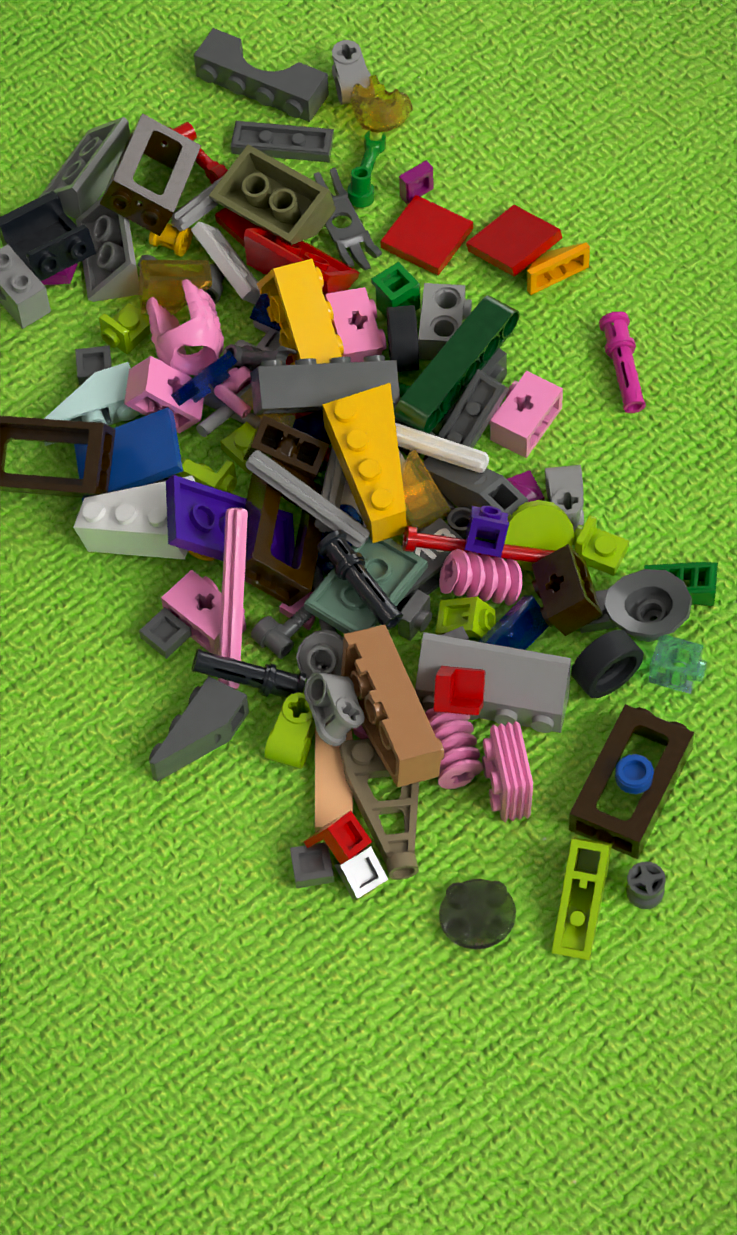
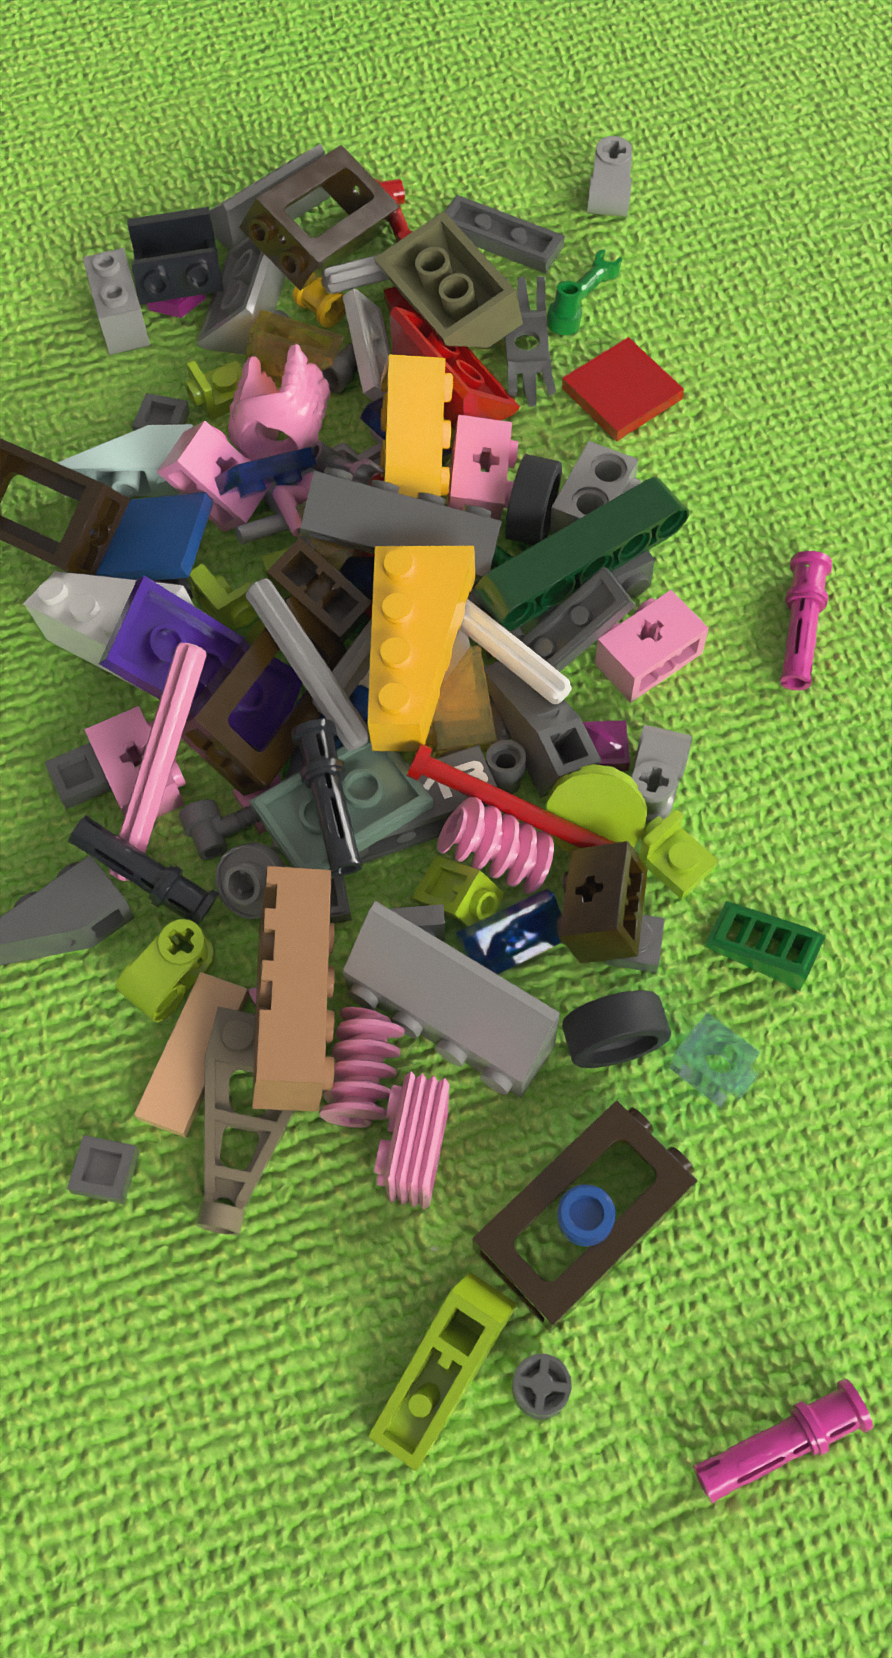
camera: 20 degrees right, 5 degrees up
(294, 90) = (538, 179): dark grey arch -> none
(333, 706) = (221, 958): light grey piece -> none
(343, 837) = (146, 1153): red panel -> none
(361, 873) = (160, 1208): plate -> none
(379, 109) = (624, 223): clear yellow hair -> none
(396, 288) = (552, 435): green brick -> none
(415, 615) = (394, 864): flat silver plate -> none
(416, 181) = (635, 320): magenta tile -> none
(459, 690) = (391, 1000): red panel -> none
(477, 913) = (290, 1334): clear smoke dish -> none
(489, 524) = (531, 776): dark purple brick -> none
(514, 240) = (725, 426): red tile -> none
(556, 266) = (765, 474): light orange slope -> none
(648, 604) = (701, 949): dark grey hat -> none

